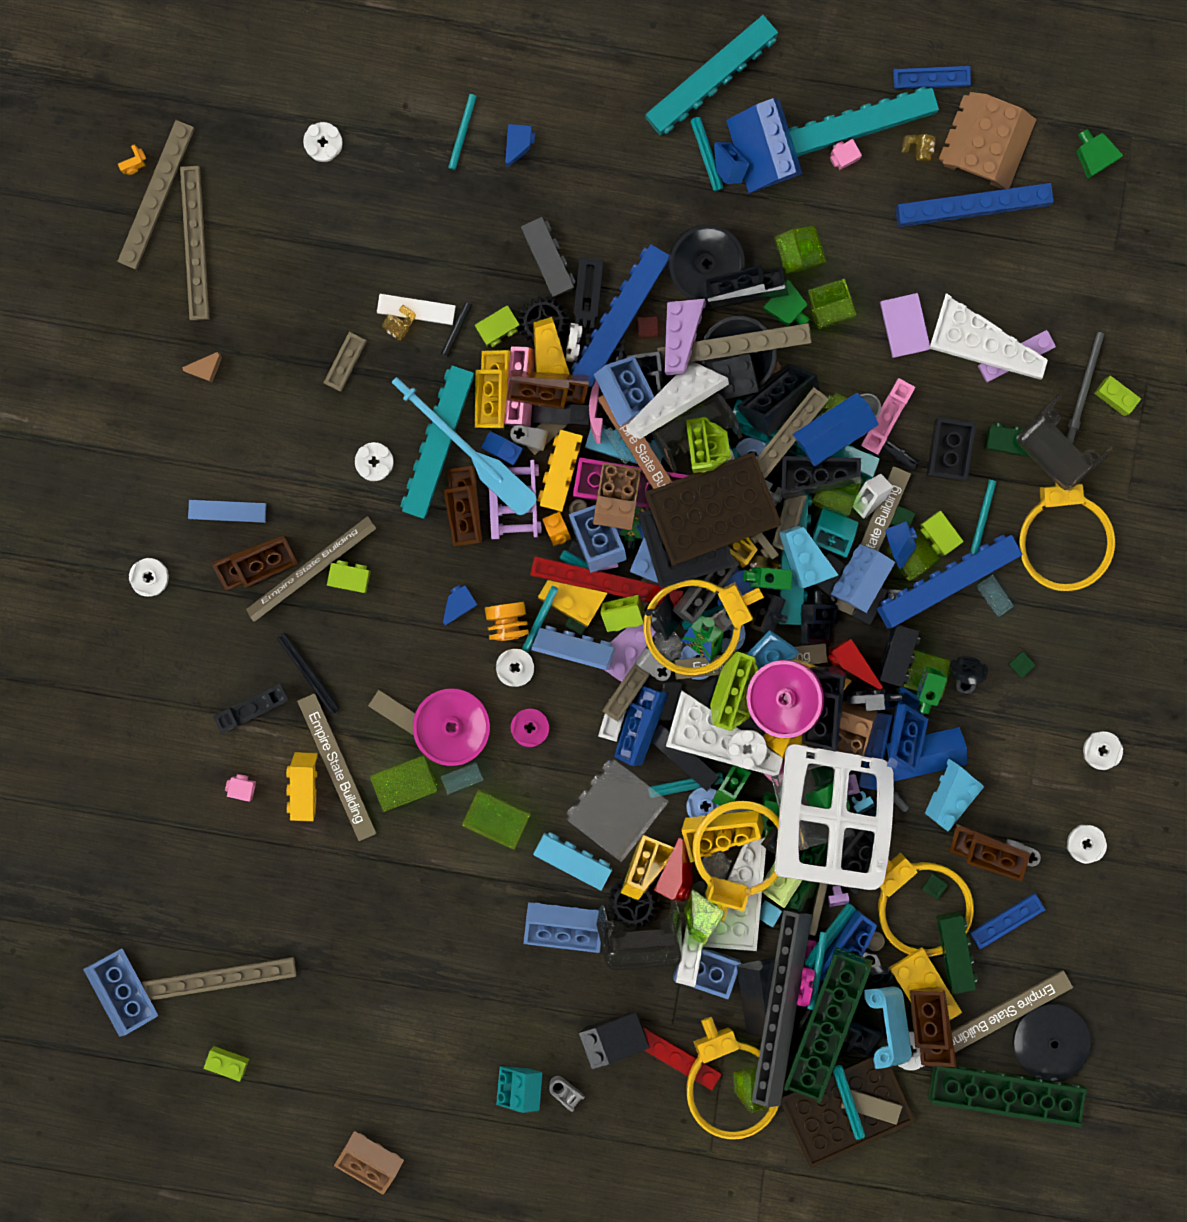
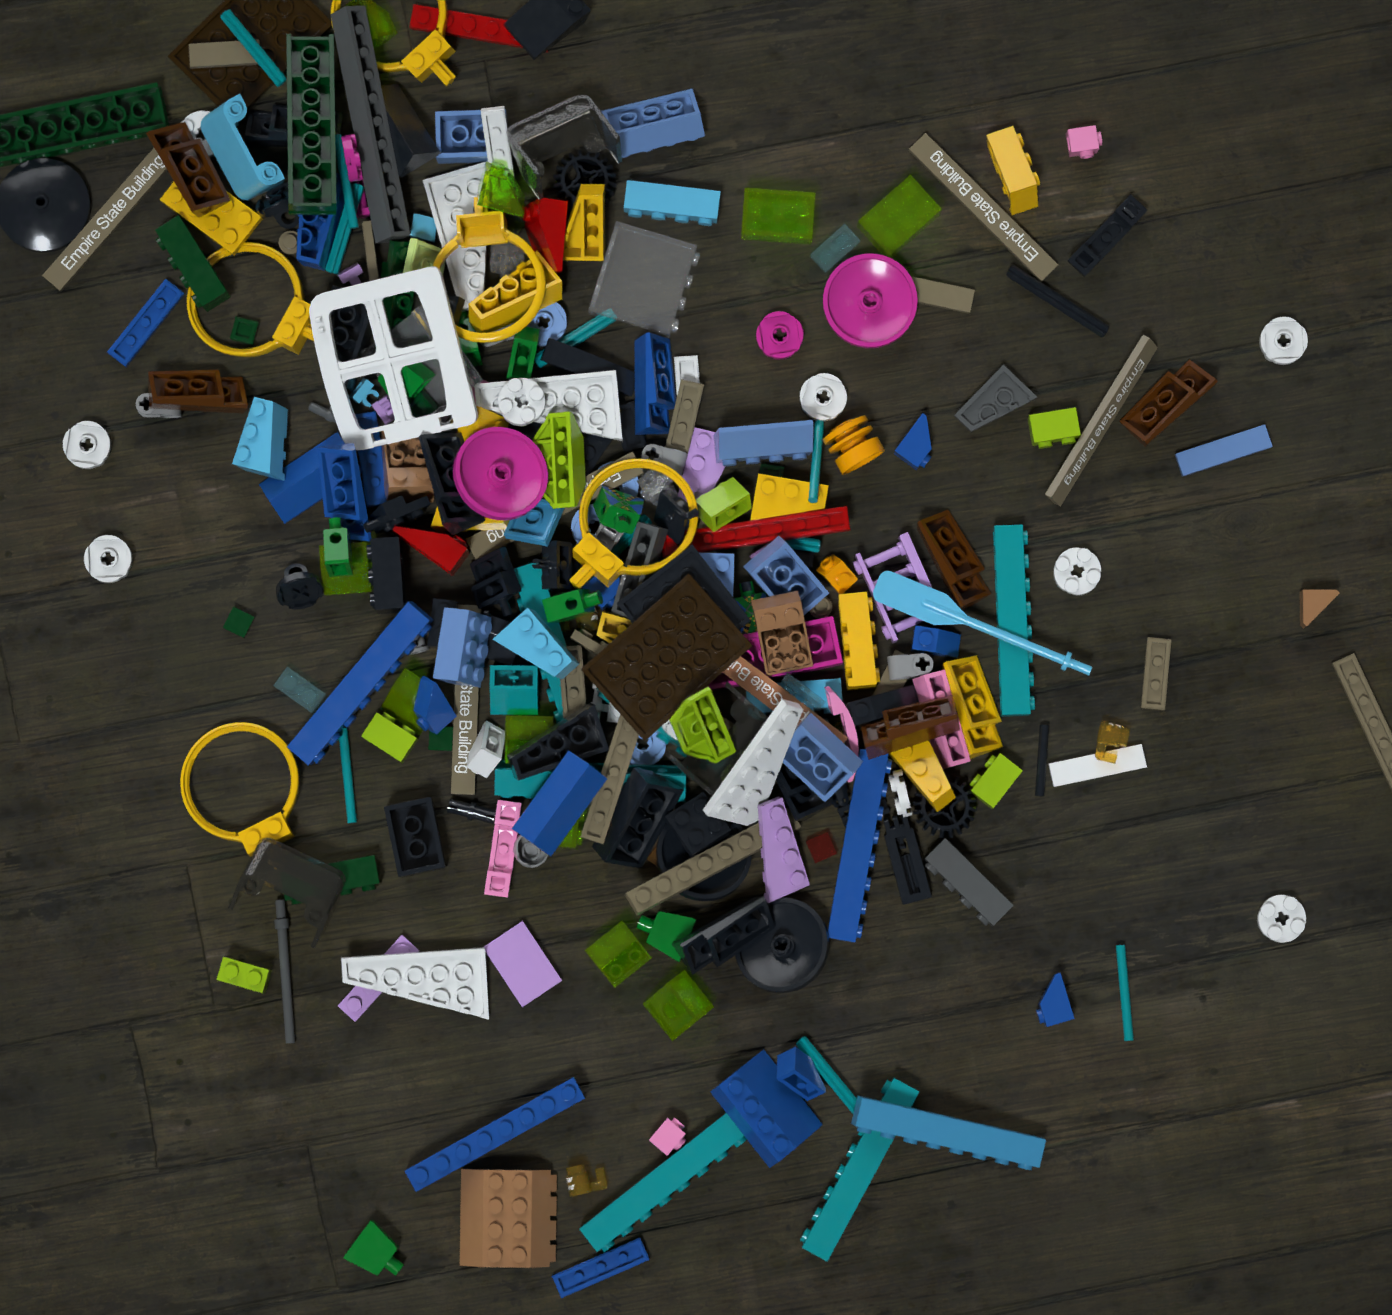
camera: 165 degrees right, 5 degrees down
(386, 615) = (994, 399): none -> dark grey wing
(636, 75) = (949, 1132): none -> dark azure brick

